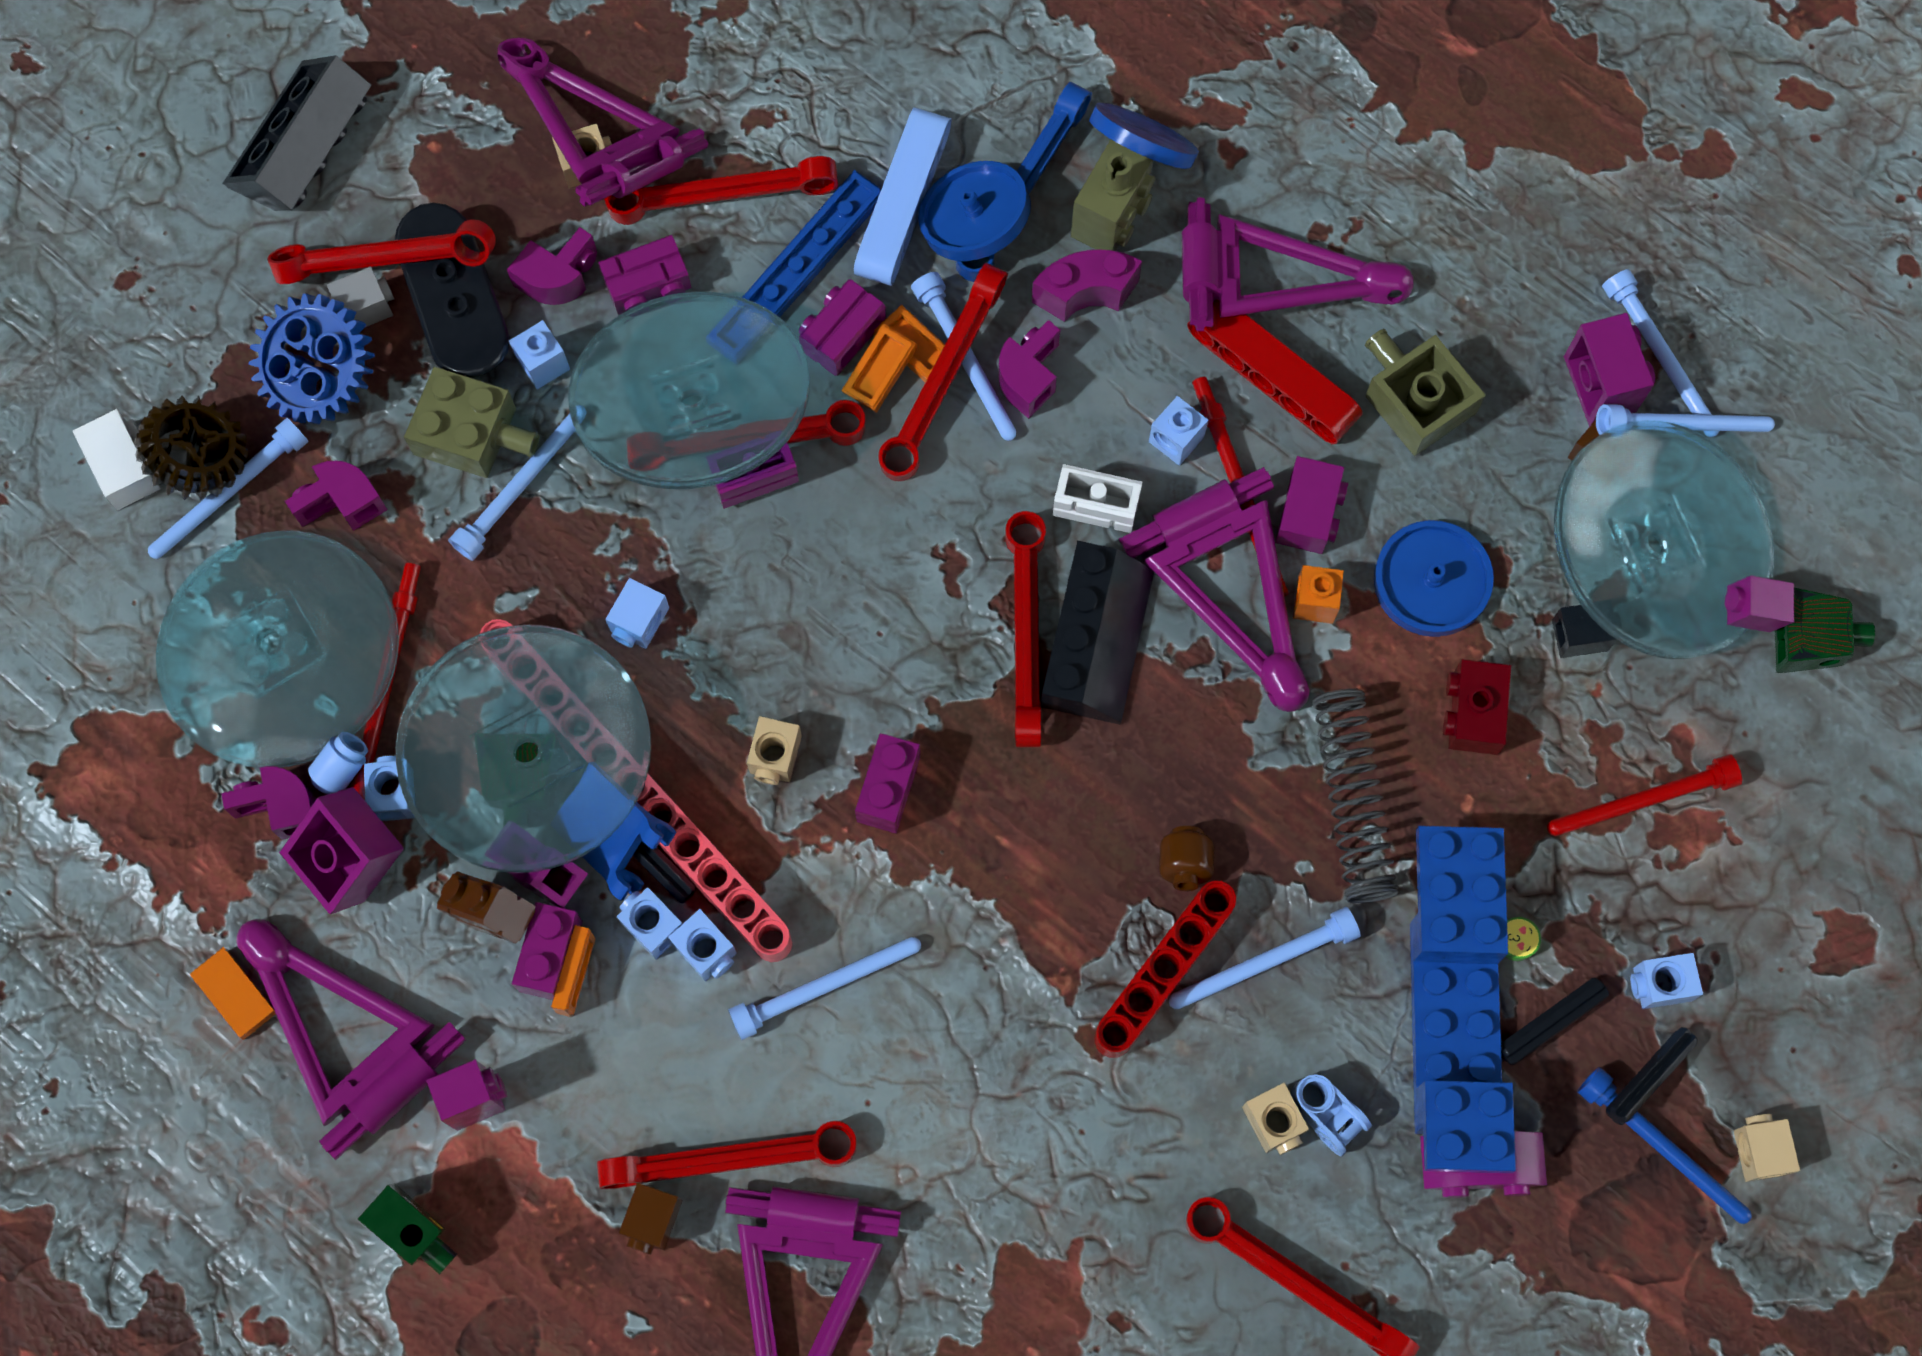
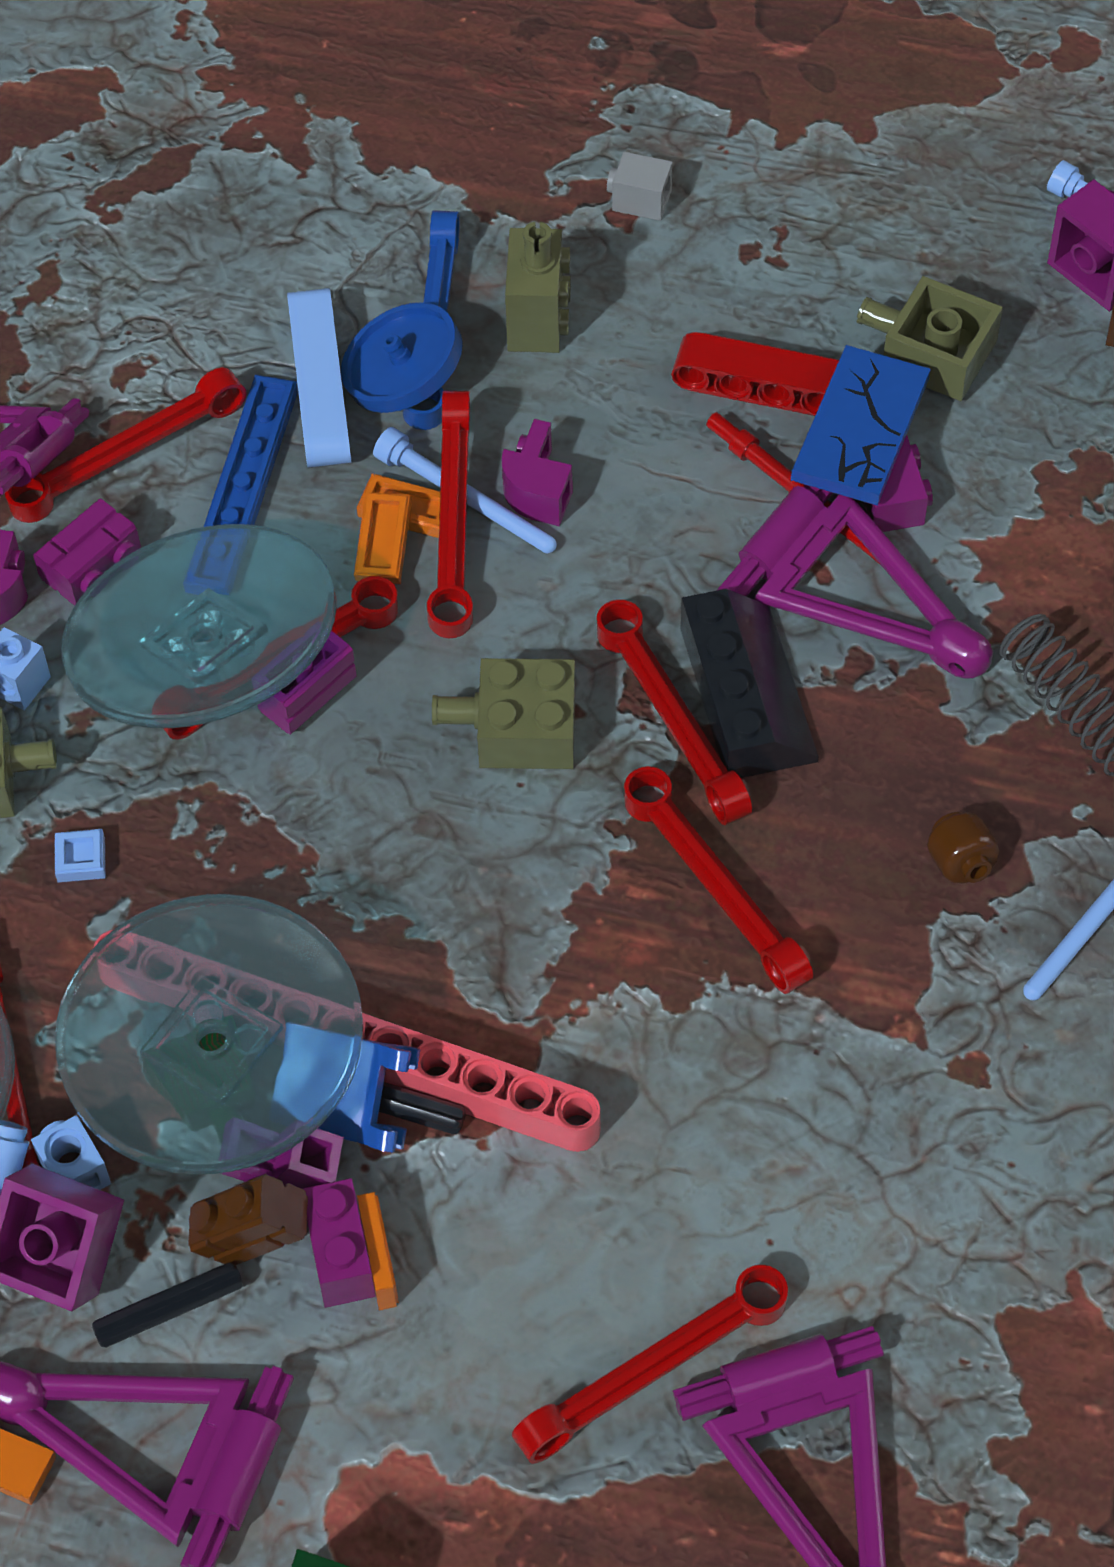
camera: 25 degrees left, 15 degrees down
(406, 936) = (167, 1304): none -> black axle
(467, 1094) = (330, 1424): magenta brick -> none
(469, 539) = (29, 877): light blue piece -> none
(517, 537) = (80, 855): none -> light blue tile
(636, 614) = (254, 865): light blue brick -> none
(650, 1218) = (603, 1464): reddish brown brick -> none
(655, 939) = (441, 1182): light blue brick -> none
(693, 931) = (499, 1141): light blue brick -> none
(750, 1017) = (595, 1212): light blue piece -> none
(774, 733) = (469, 918): tan brick -> none
(841, 326) = (324, 510): magenta brick -> none
(887, 783) = (615, 912): magenta brick -> none
(903, 576) = (519, 713): none -> olive brick
(983, 793) = (780, 956): none -> red piece
(1086, 281) = (550, 375): magenta brick -> none
(1097, 498) = (676, 557): white brick -> none
(1143, 135) = (502, 219): blue piece -> none
(1170, 949) = (1002, 981): red beam -> none
(1178, 430) = (719, 467): light blue brick -> none
(1213, 270) = (674, 316): magenta piece -> none
(1257, 131) = (640, 185): none -> light grey brick
(1307, 450) = (861, 425): none -> blue tile
(1318, 594) = (946, 553): orange brick -> none
(1433, 578) = (1046, 498): blue piece -> none

